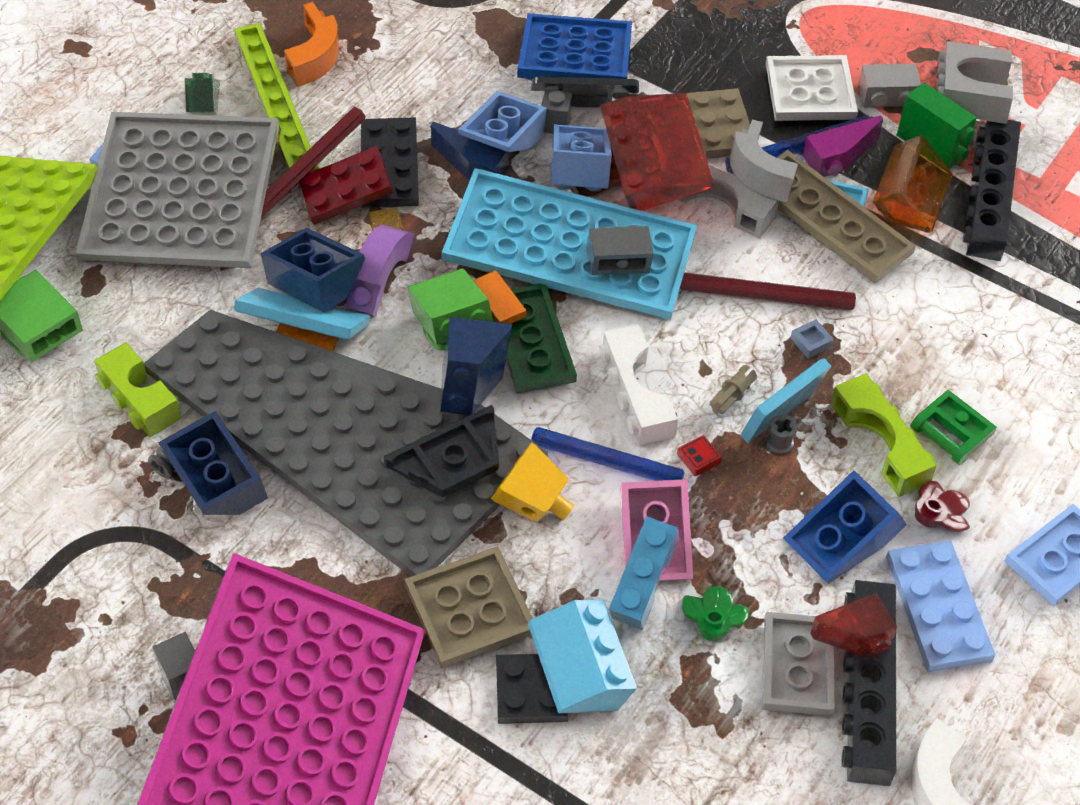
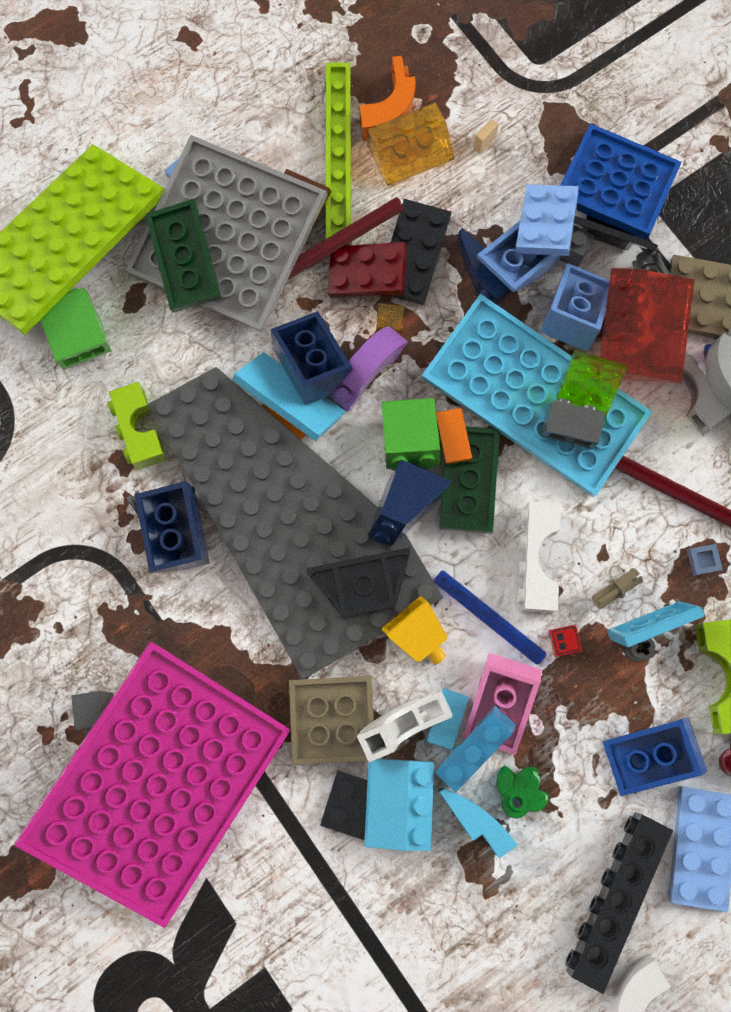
camera: 20 degrees right, 25 degrees up
(139, 216) = (183, 255): none -> dark green plate
(202, 93) = (277, 129): clear green slope -> none
(349, 72) = (410, 144): none -> clear yellow slope
(425, 48) = (485, 136): none -> tan tile
(518, 85) = (547, 220): none -> light blue plate
(549, 583) = (395, 726): none -> white arch
(601, 567) = (446, 732): none -> medium azure tile
(622, 201) = (591, 381): none -> clear neon green plate
(678, 652) = (479, 822): none -> medium azure slope
(796, 667) = (568, 863): light grey plate -> none
(856, 626) = (625, 866): clear red slope -> none

